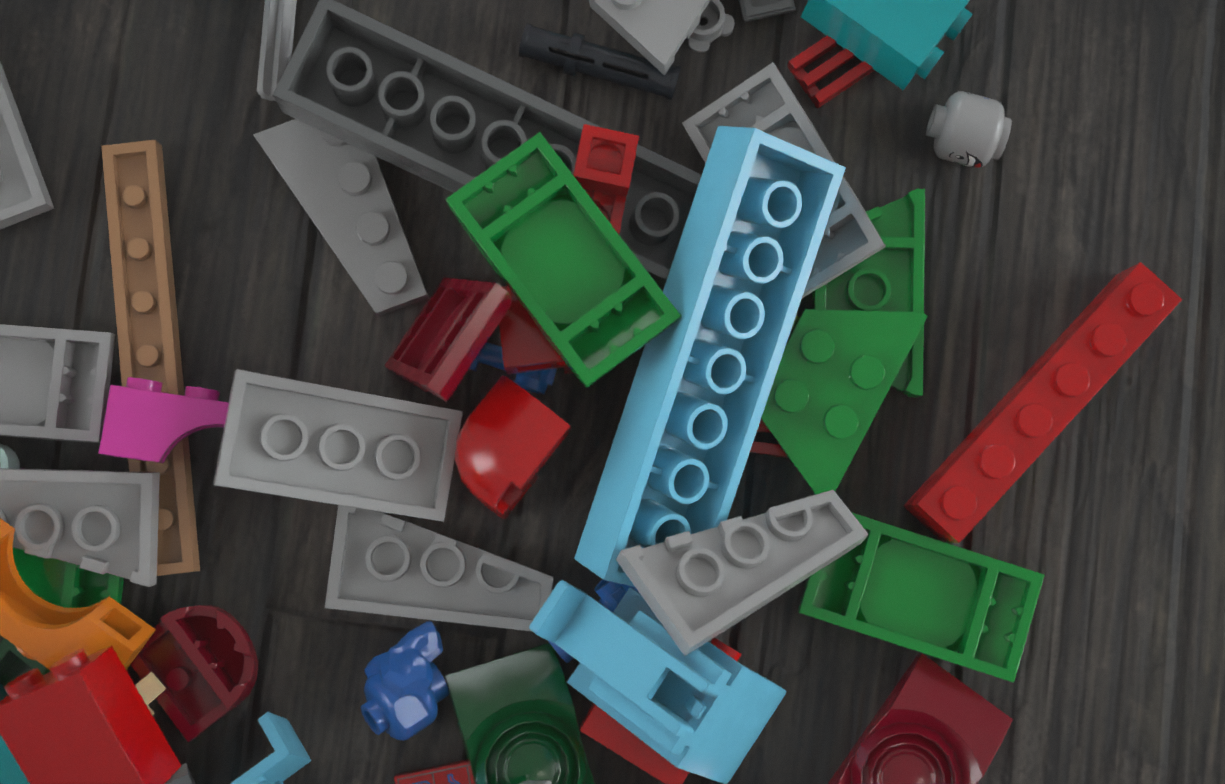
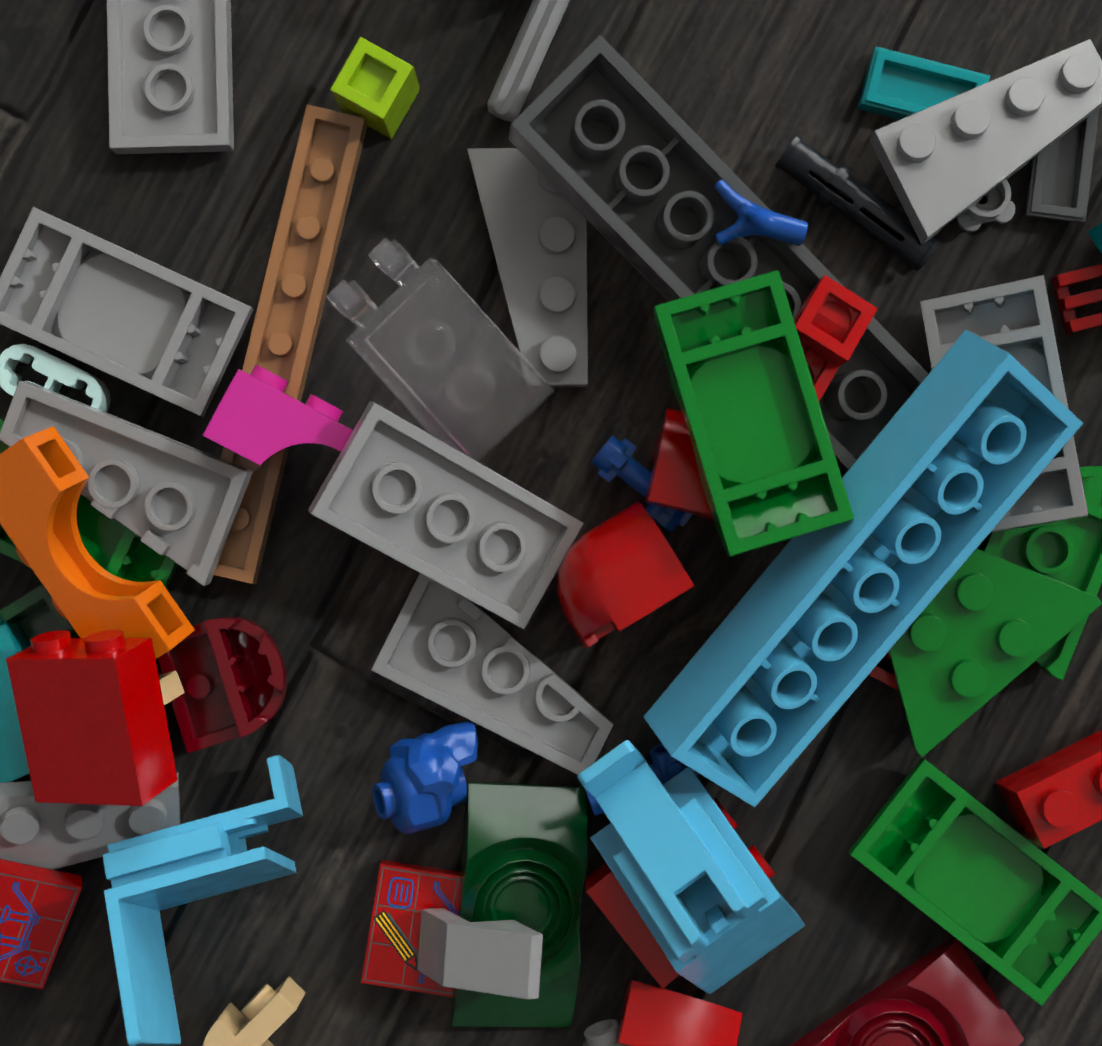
camera: 25 degrees right, 5 degrees up
(156, 110) = (376, 87): none -> lime panel
(290, 313) = (441, 353): none -> clear tile
(449, 334) = (601, 442): dark red slope -> none
(512, 100) = (758, 221): none -> blue bar
(726, 573) = (800, 794): light grey wing -> none

